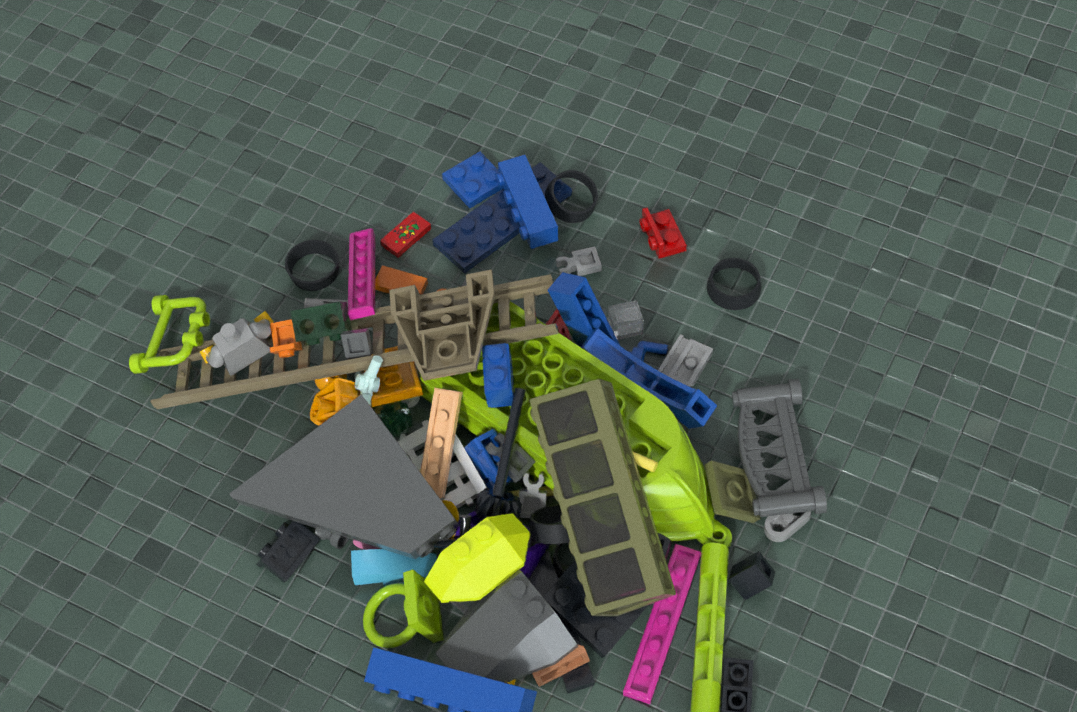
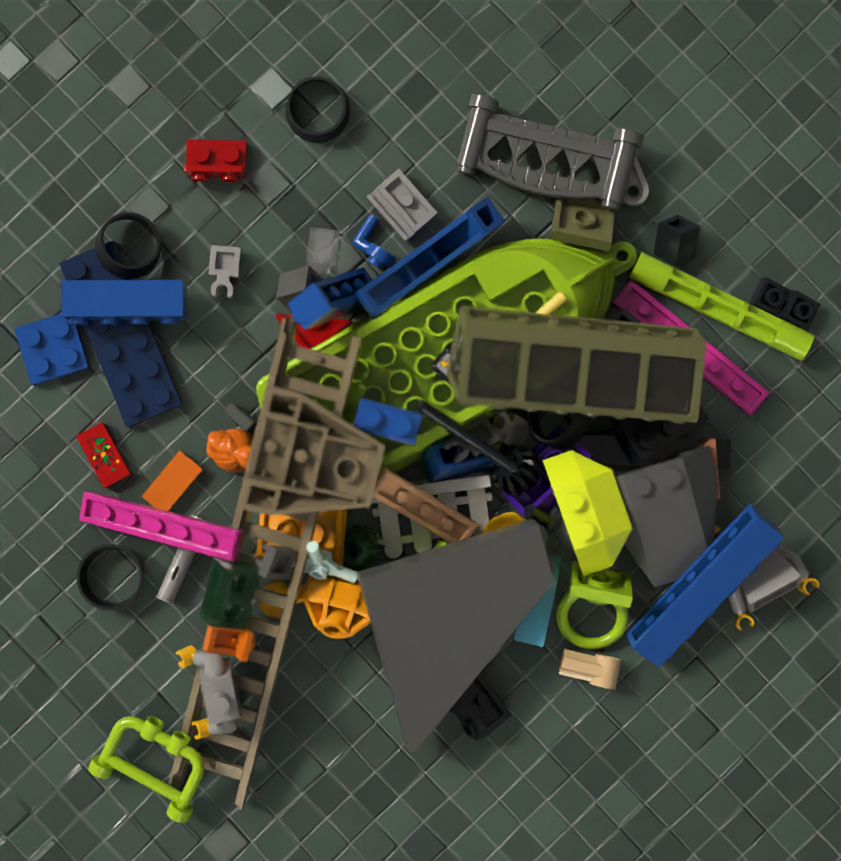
camera: 70 degrees left, 30 degrees up
(346, 637) = (597, 668): none -> tan piece

